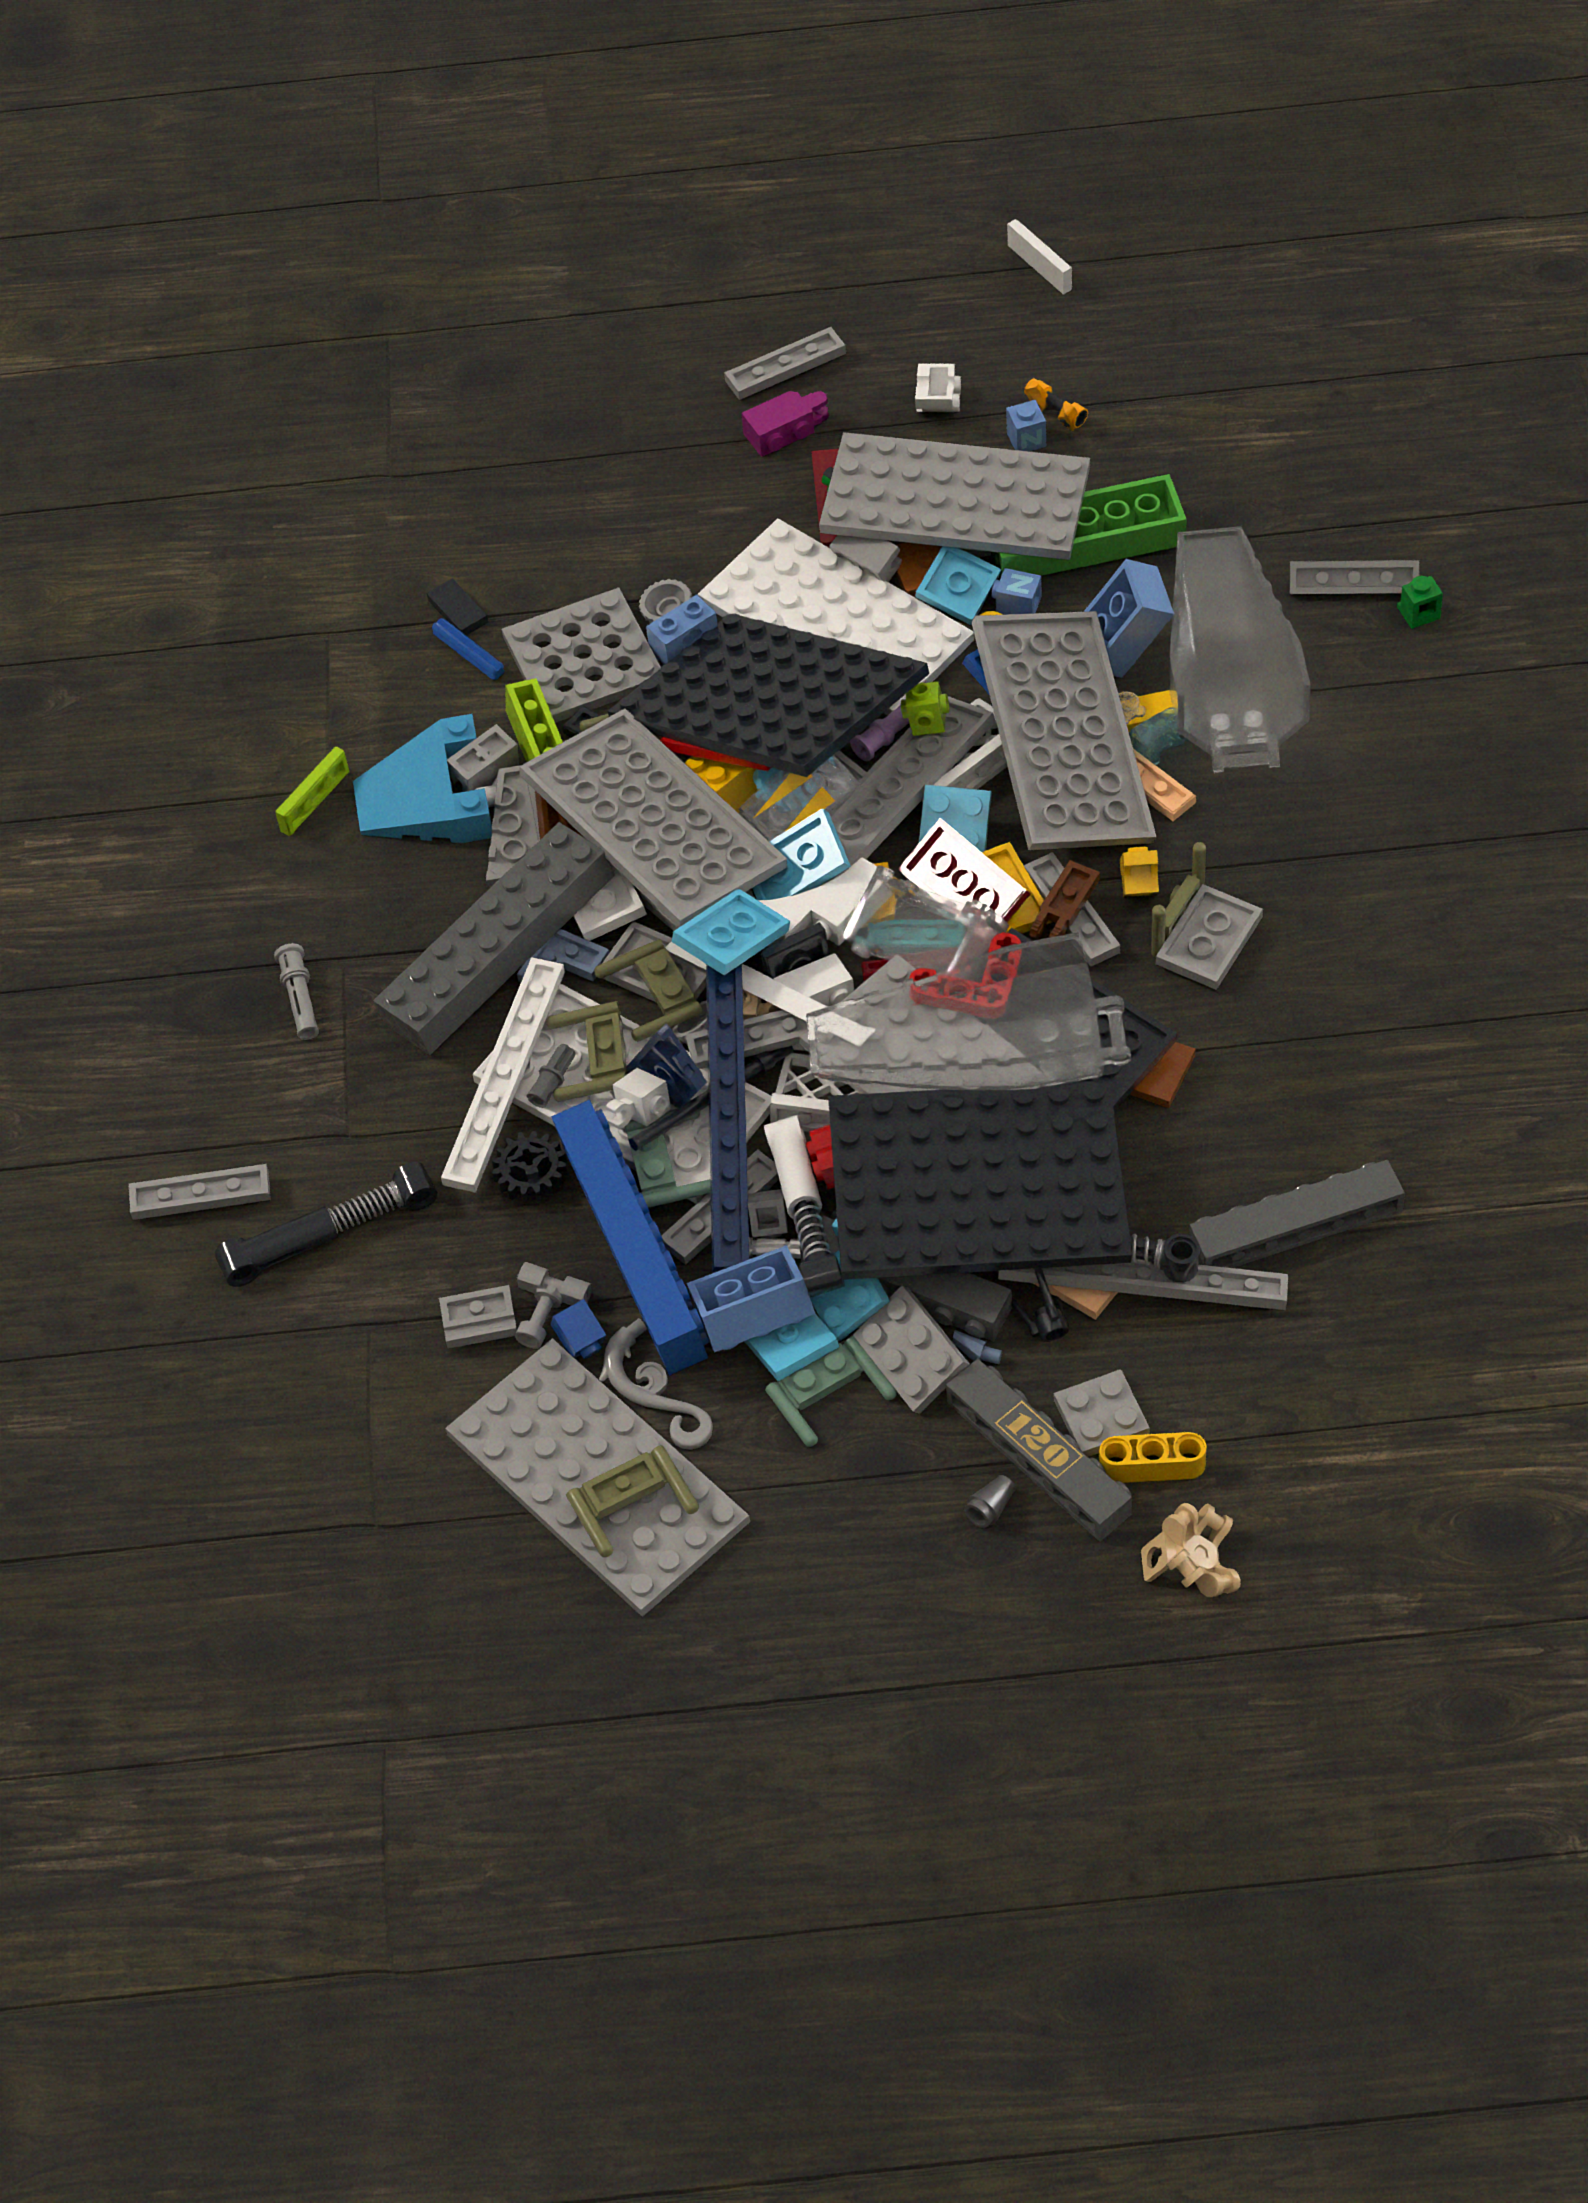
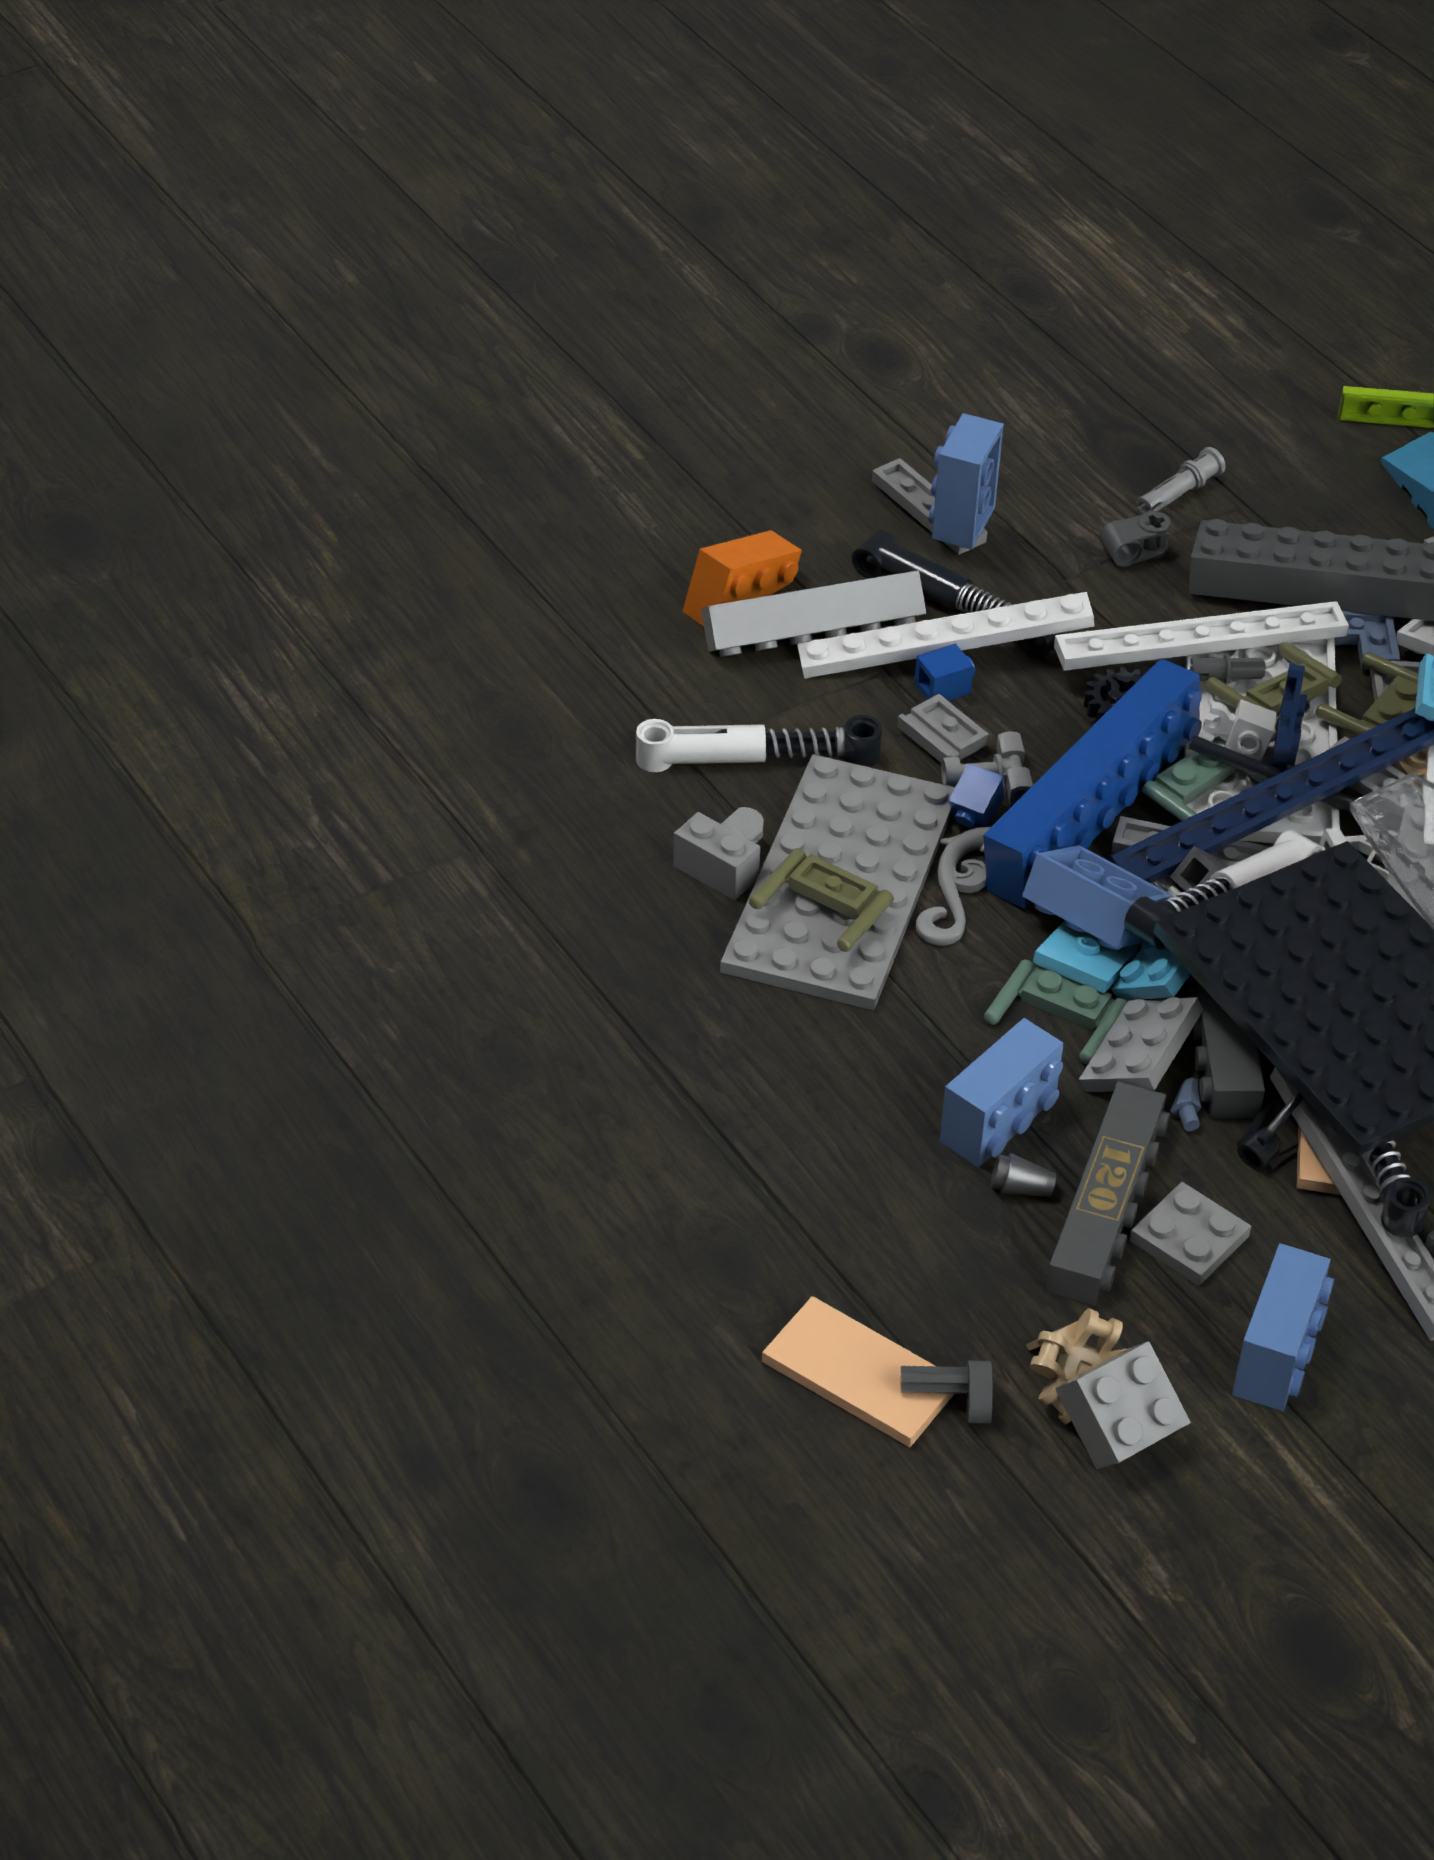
camera: 55 degrees right, 10 degrees down
(201, 1381) = (741, 571): none -> orange wedge
(234, 1148) = (966, 480): none -> medium blue brick
(283, 1345) = (813, 611): none -> light grey brick
(346, 1058) = (1134, 540): none -> dark grey piece
(377, 1260) = (964, 630): none -> white plate
(406, 1468) = (663, 745): none -> piece
(416, 1283) = (944, 673): none -> blue brick
(521, 1550) = (722, 853): none -> light grey brick
(914, 1471) = (1001, 1093): none -> medium blue brick
(1112, 1708) = (853, 1370): none -> light nougat tile
(1166, 1446) = (1167, 1289): yellow beam -> none
(1175, 1634) = (971, 1380): none -> dark grey piece
(1239, 1398) = (1281, 1328): none -> medium blue brick
(1256, 1542) = (1122, 1405): none -> light grey brick

